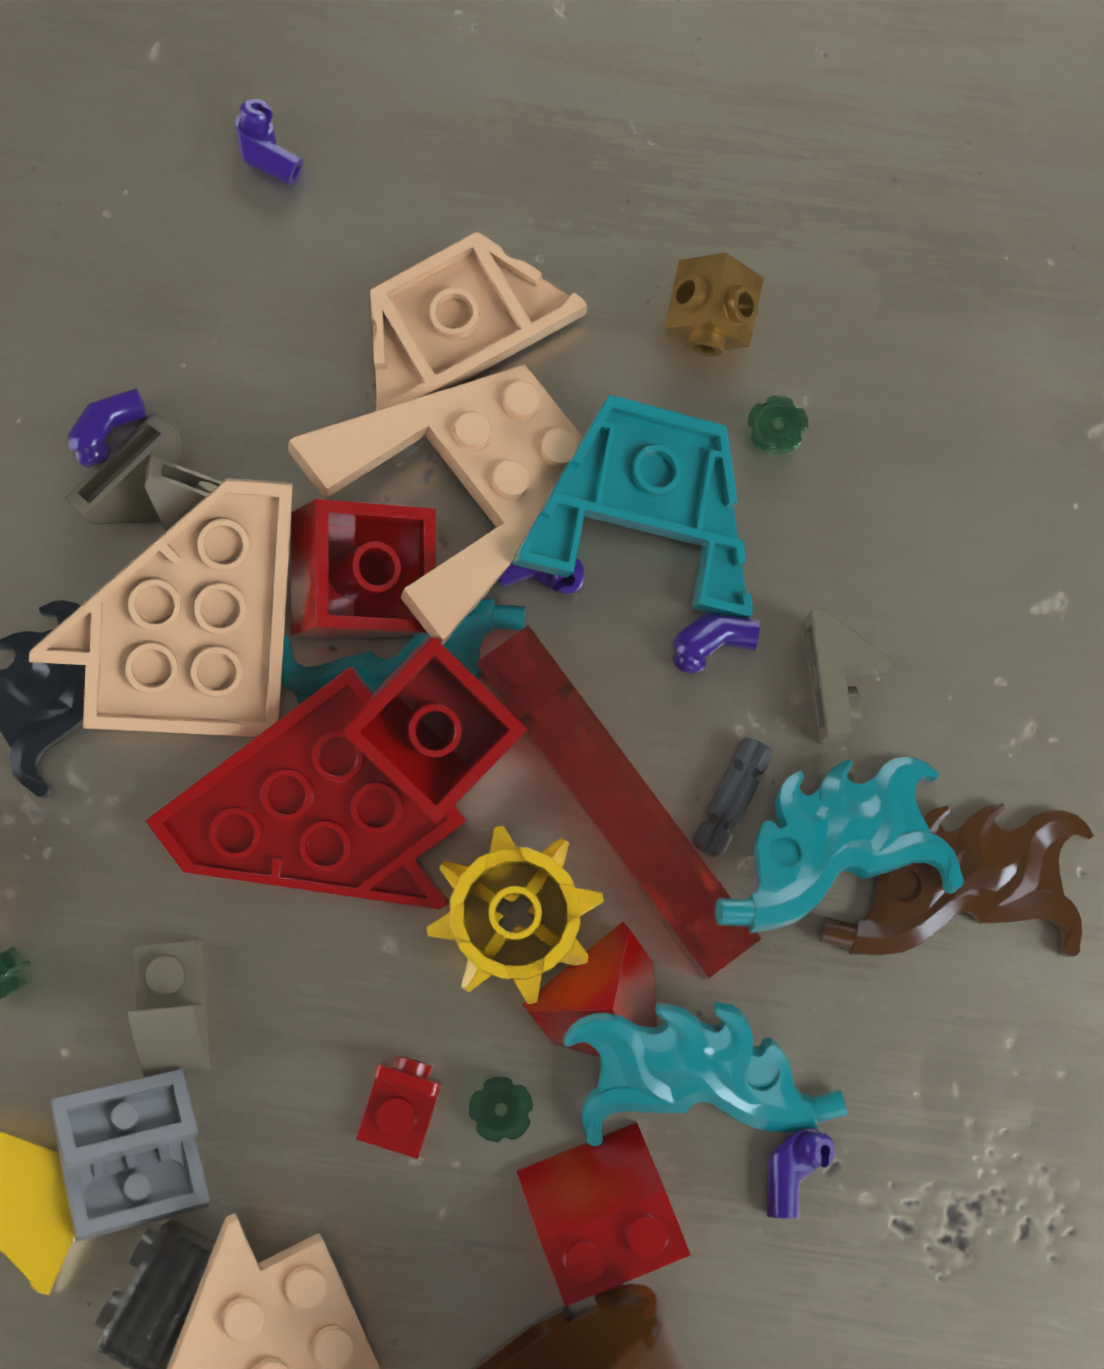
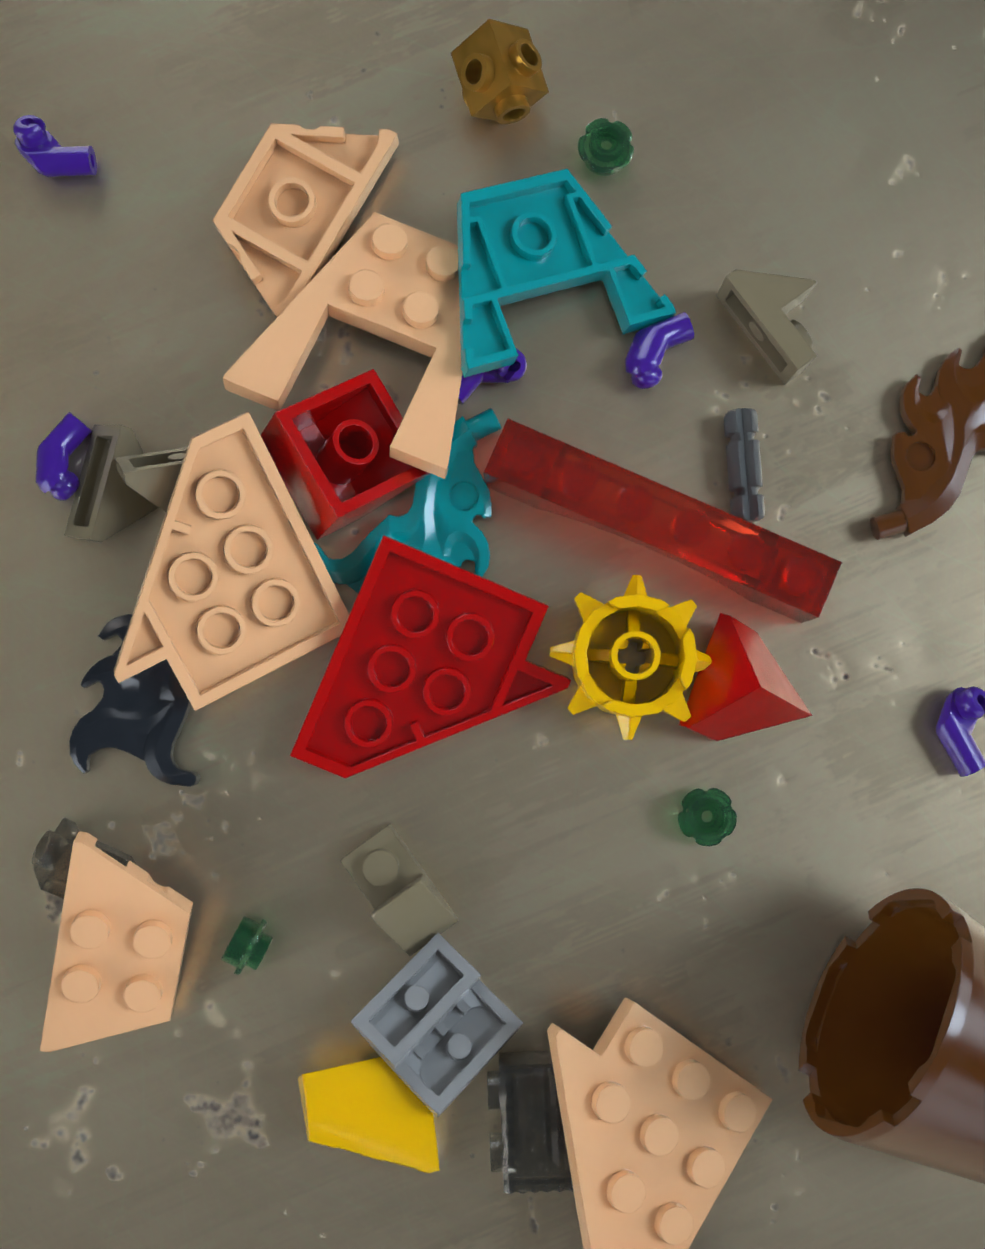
camera: 25 degrees left, 5 degrees up
(400, 1106) = (627, 860): red bracket -> none
(433, 729) = (482, 544): red slope -> none
(602, 1214) = (838, 850): red slope -> none
(691, 1064) = (841, 693): teal piece -> none
(836, 830) = (845, 443): teal piece -> none

